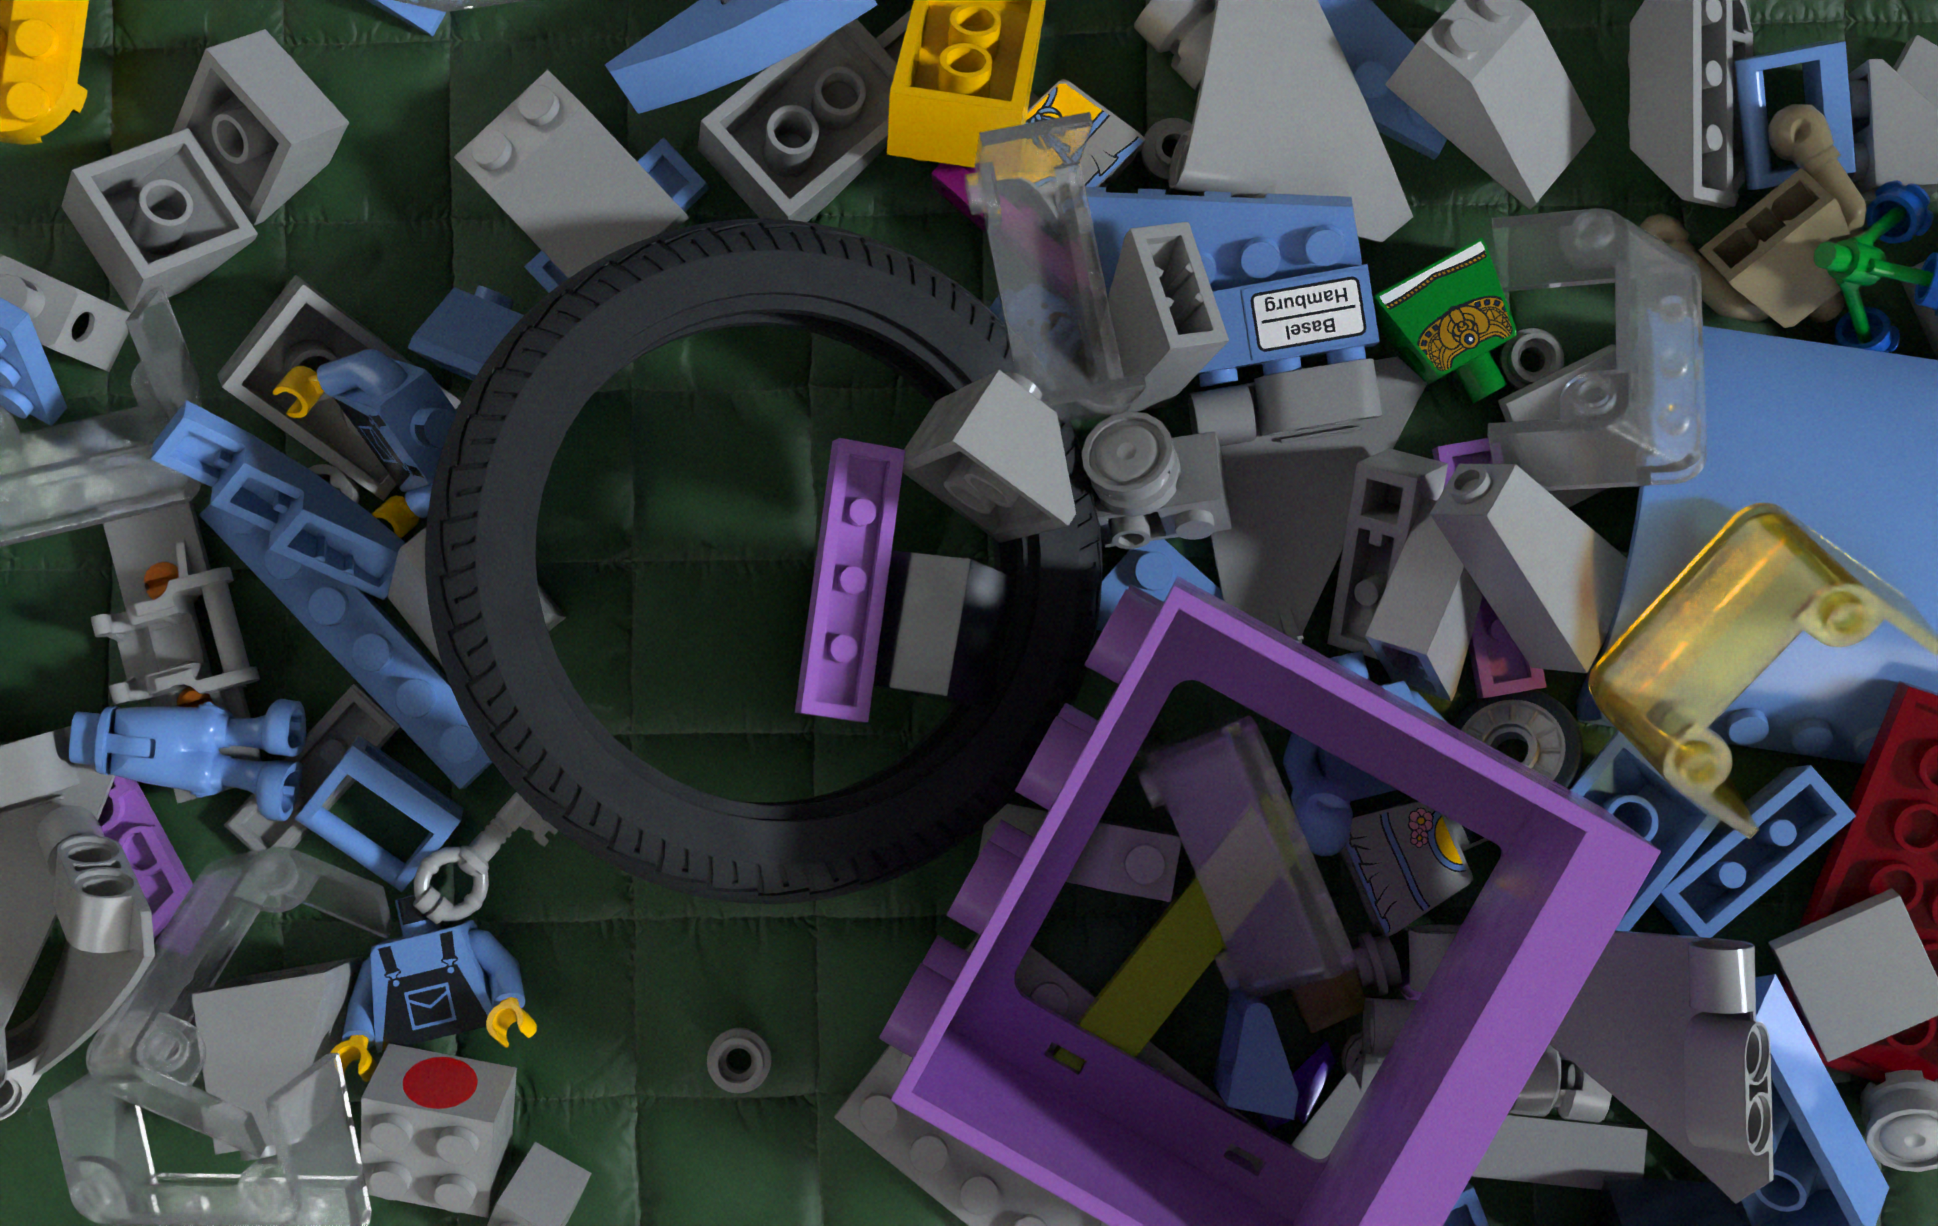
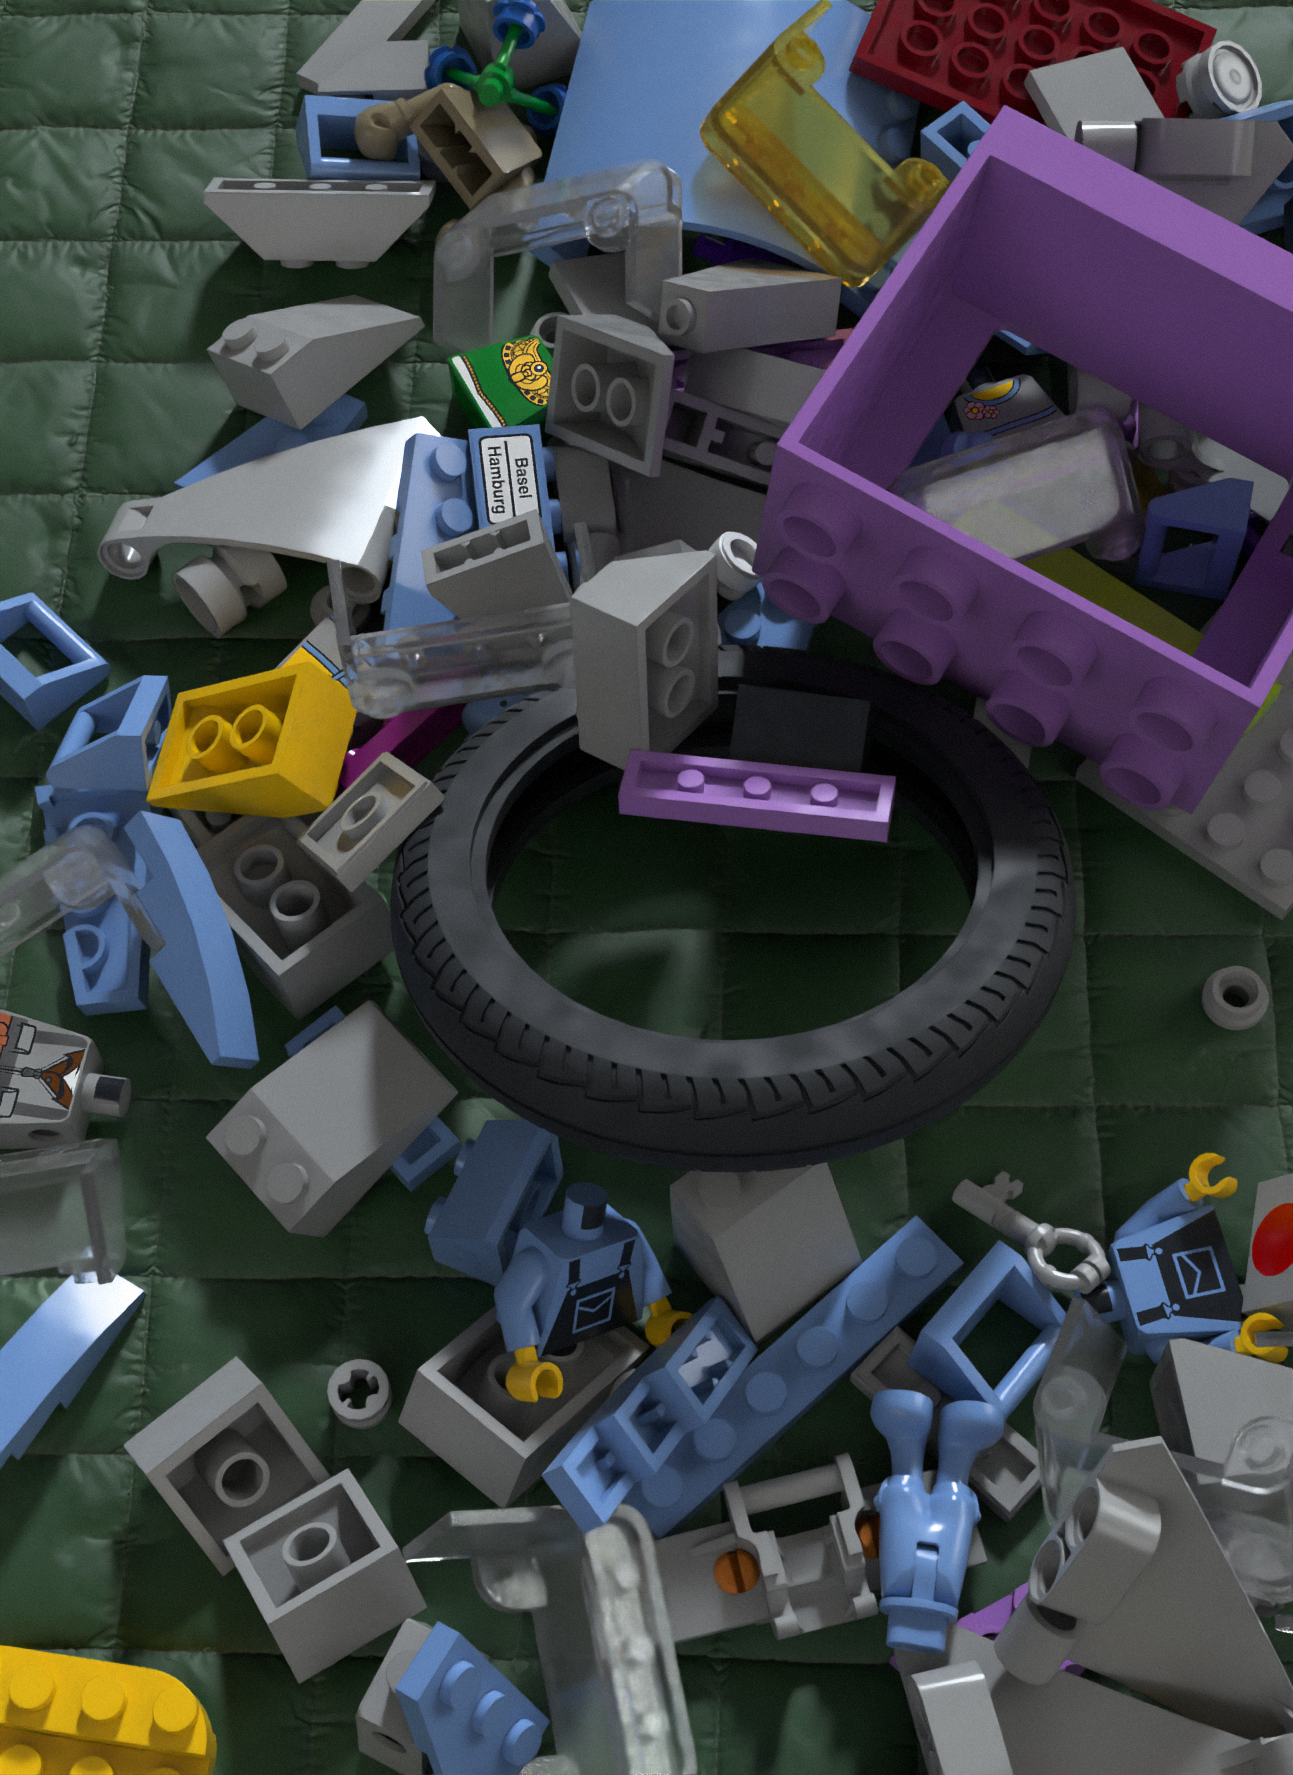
camera: 90 degrees left, 25 degrees down
(316, 225) = (343, 1382): none -> light grey bush
(850, 192) = (369, 820): none -> light grey tile
(1222, 563) = (734, 565): none -> white tile
(1413, 417) = (610, 389): none -> light grey slope

